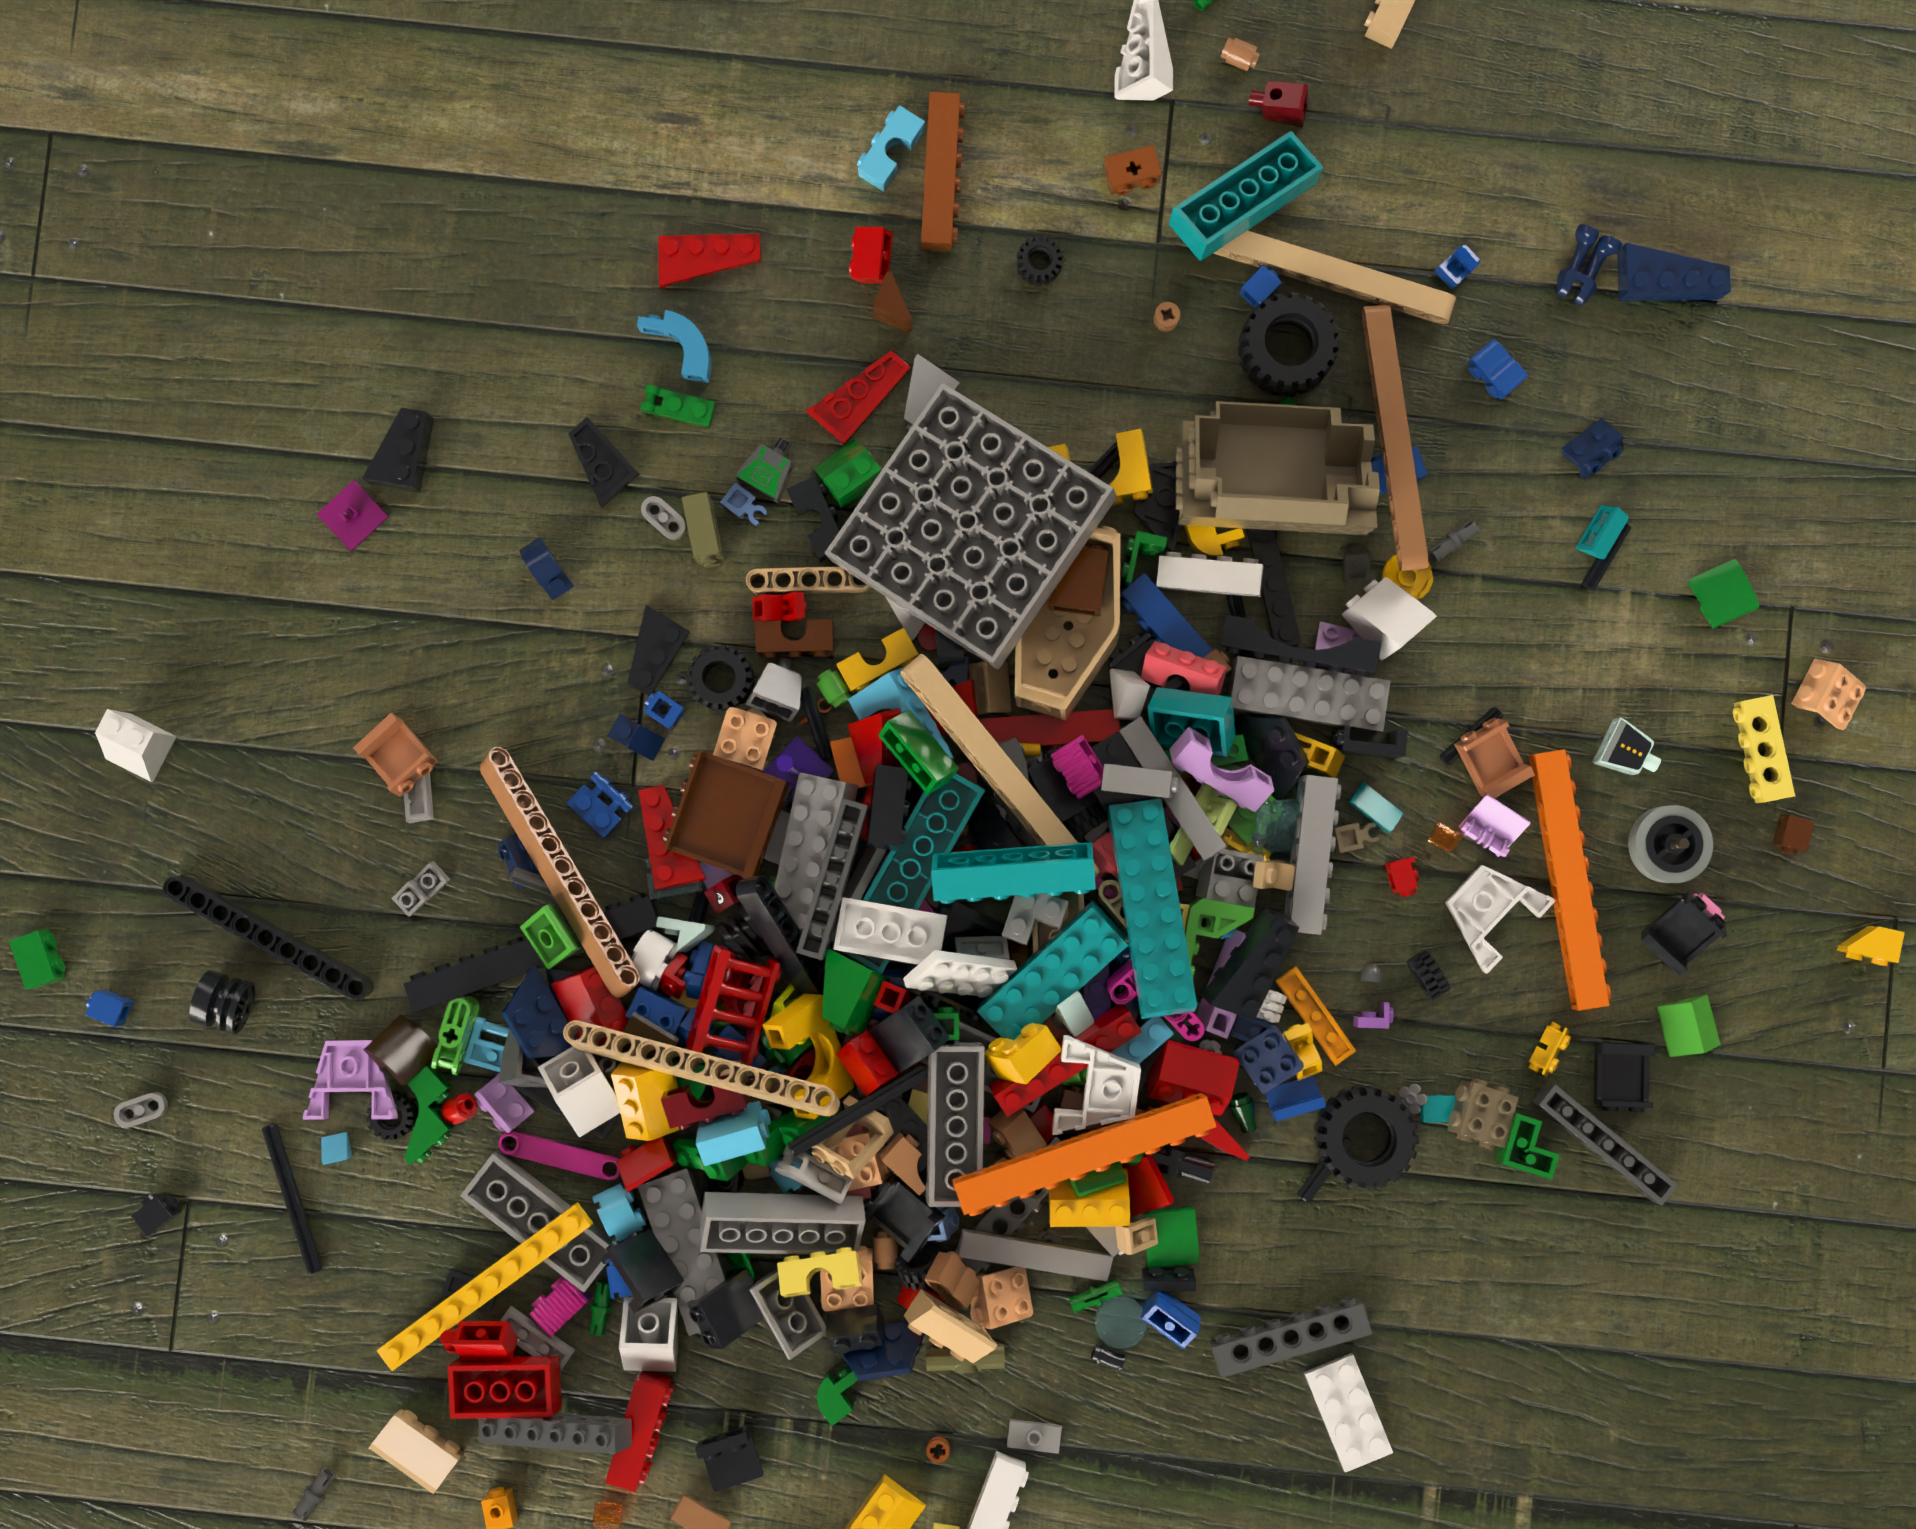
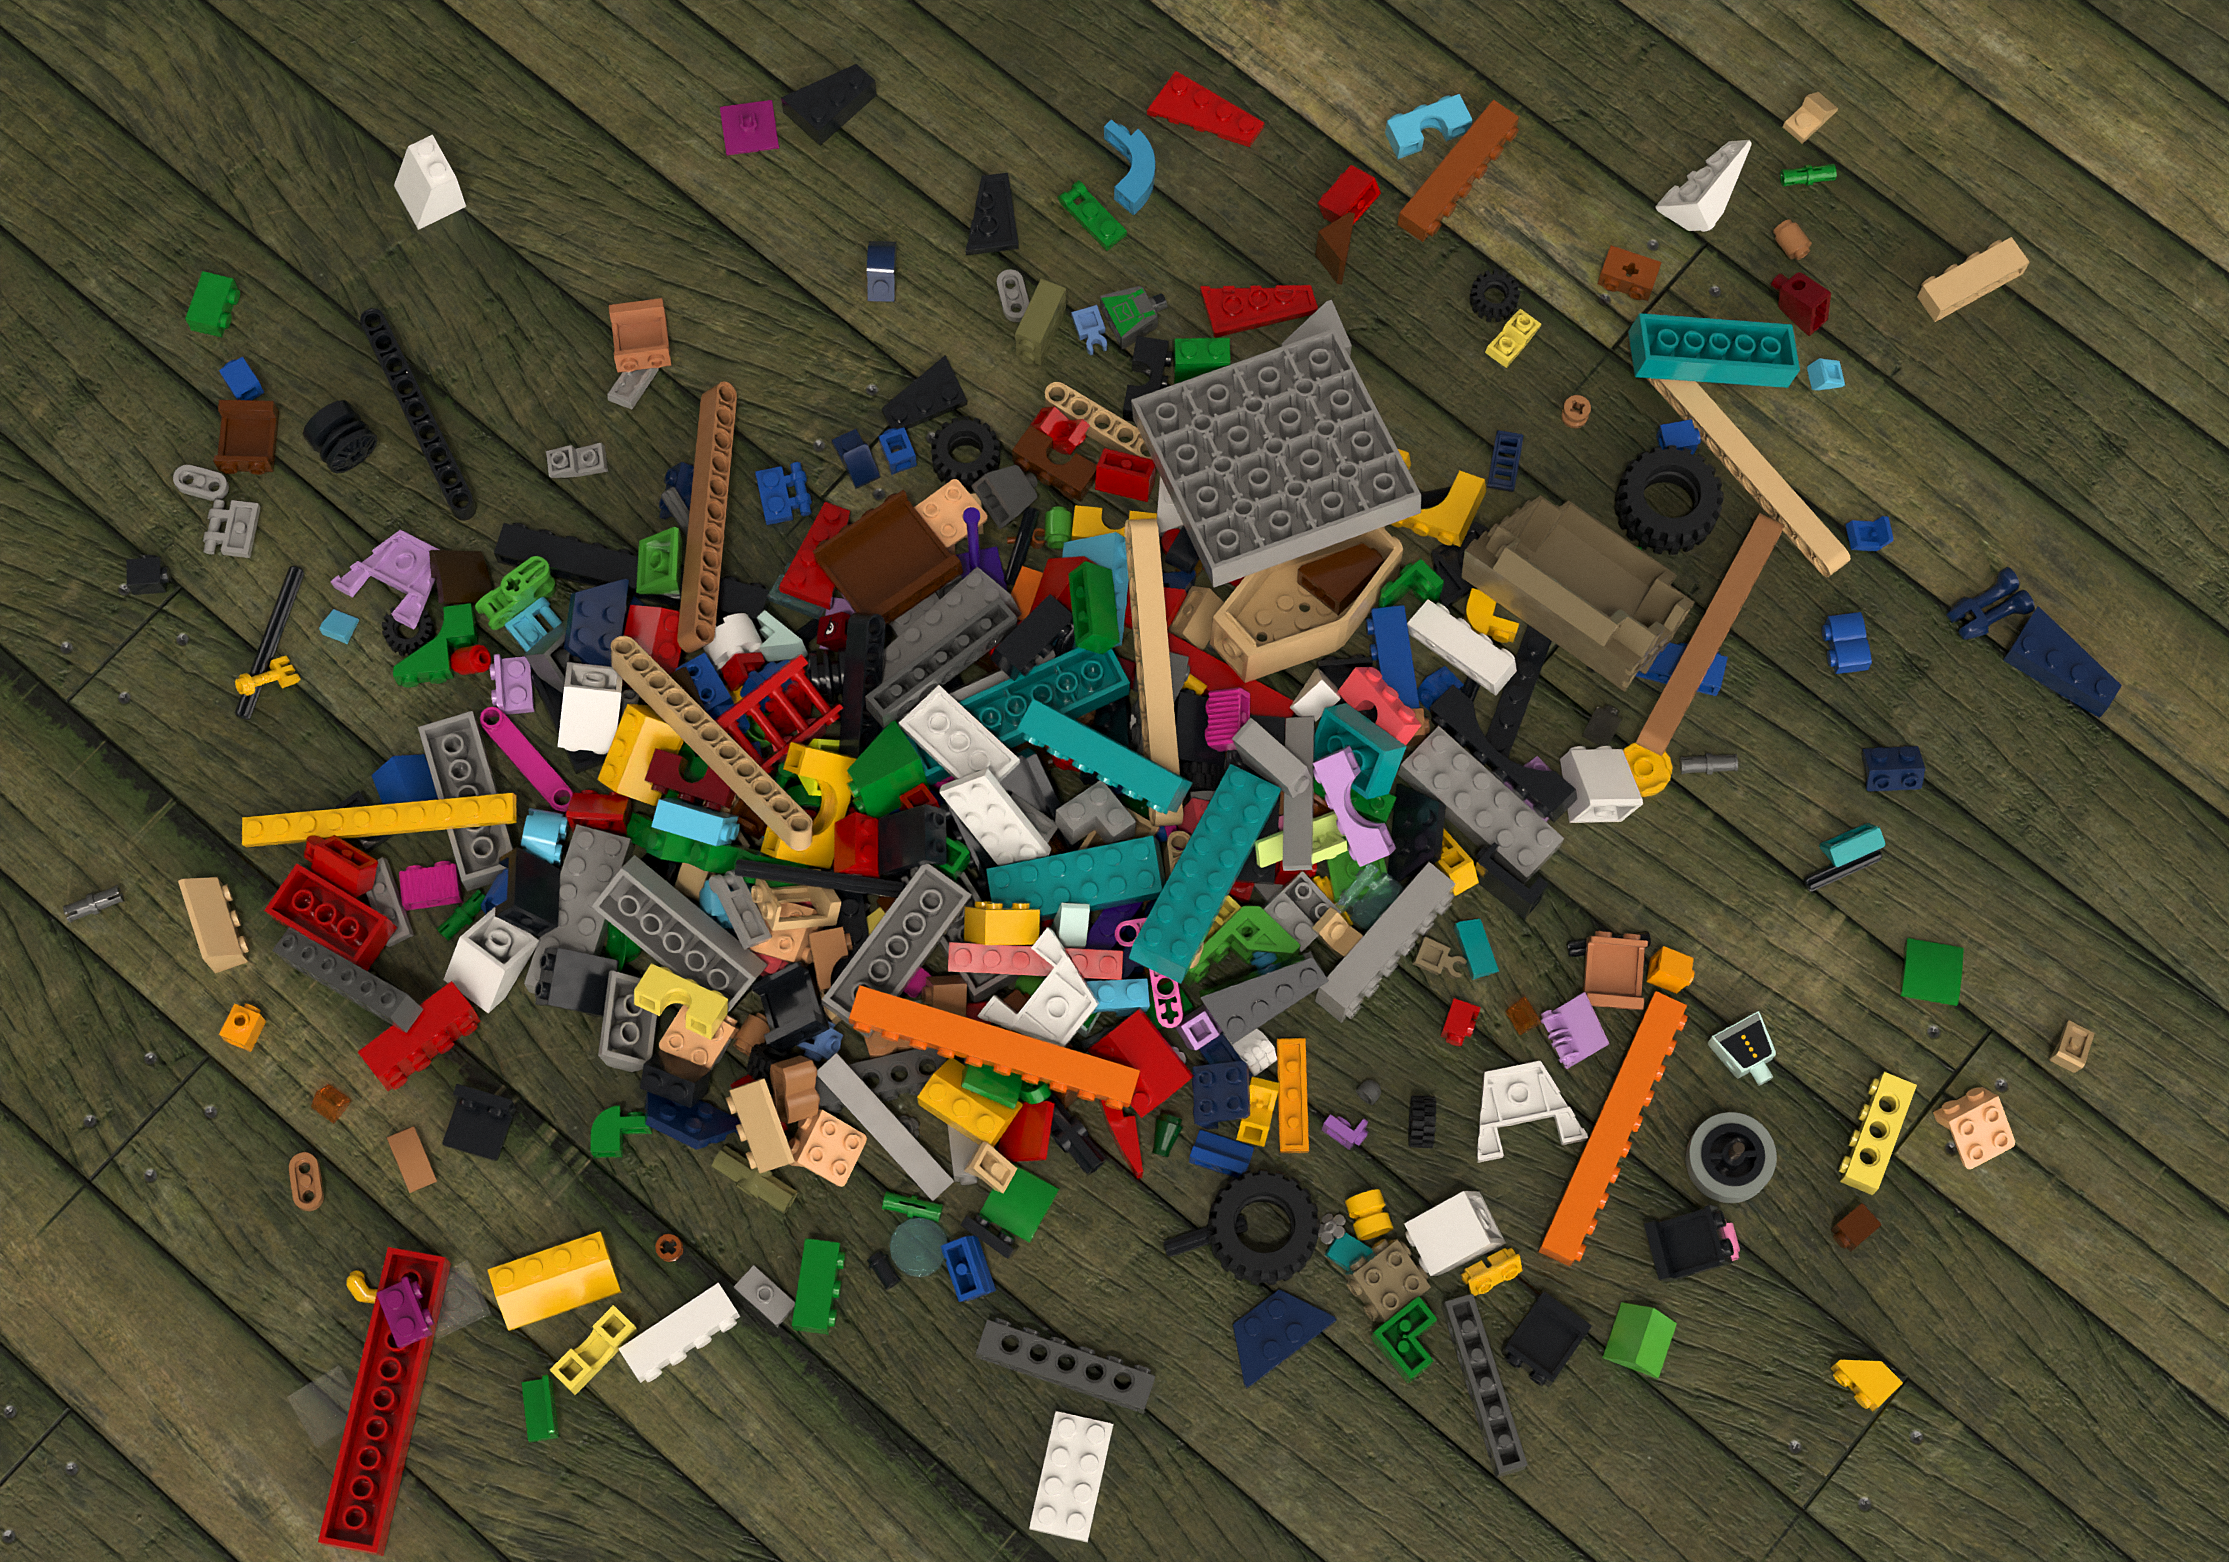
camera: 30 degrees right, 15 degrees down
(149, 1048) = (247, 436): none -> reddish brown panel
(199, 1125) = (239, 529): none -> light grey plate
(301, 1250) = (246, 684): none -> yellow hinge
(481, 1240) = (405, 780): none -> blue slope
(856, 611) = (1125, 475): none -> red brick
(1069, 1404) = (818, 1286): none -> green brick
(1076, 286) = (1513, 338): none -> light yellow slope
(1147, 392) = (1509, 444): none -> dark blue slope
(1212, 619) = (1436, 685): none -> blue bracket
(1336, 152) = (1825, 374): none -> medium azure slope
(1423, 1204) = (1275, 1333): none -> dark blue wing
(1437, 1073) = (1369, 1216): none -> yellow wheel
(1507, 1042) = (1453, 1233): none -> white slope
(1533, 728) = (1670, 970): none -> light orange brick
(1866, 582) = (2072, 1047): none -> tan slope

